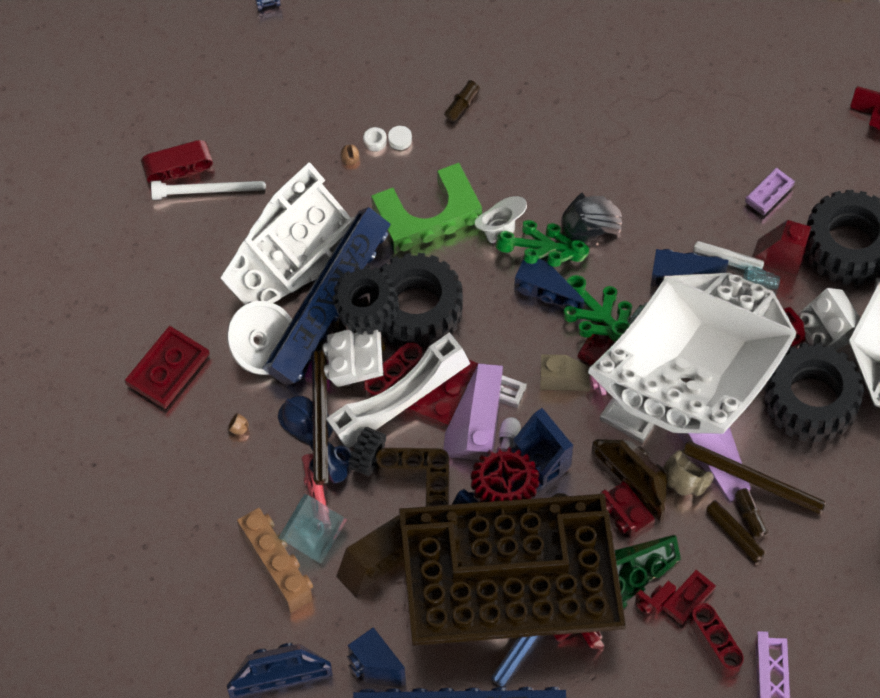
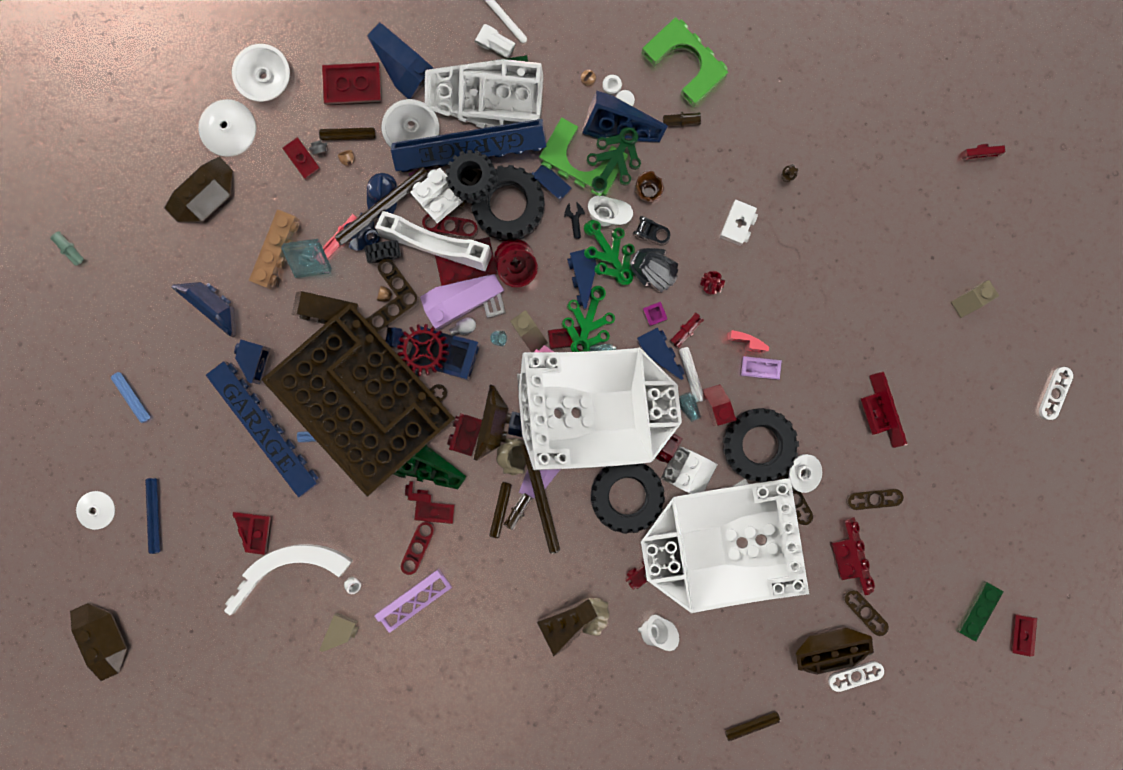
camera: 55 degrees right, 25 degrees up
(80, 427) = (252, 64): none -> white dish
(106, 535) = (239, 130): none -> white dish
(152, 595) = (201, 192): none -> dark brown wedge
(189, 305) = (401, 62): none -> dark blue wedge
(200, 470) = (301, 158): none -> dark red plate
(204, 443) = (318, 147): none -> flat silver plate
(213, 408) = (347, 133): none -> dark brown axle
(236, 212) = (490, 39): none -> white piece
(410, 487) = (384, 294): none -> medium nougat hinge
(413, 155) = (611, 115): none -> dark blue wedge
(432, 45) = (677, 36): none -> bright green arch
(438, 248) = (552, 183): none -> dark blue panel
(453, 173) = (616, 157): none -> dark green plant
(480, 257) = (575, 219): none -> black bar
(485, 330) = (520, 271): none -> dark red wheel
(505, 169) = (649, 186): none -> reddish brown hair
(549, 406) = (498, 338): none -> clear light blue hinge
(550, 198) = (651, 231): none -> black piece
(593, 41) = (789, 173): none -> dark brown axle
(606, 117) = (730, 230): none -> white brick
(639, 248) = (655, 314): none -> magenta plate
(648, 176) = (712, 282): none -> dark red gear
(658, 450) = (515, 425): none -> dark blue slope
(678, 230) = (686, 330): none -> dark red pin
(734, 178) = (752, 343): none -> coral slope

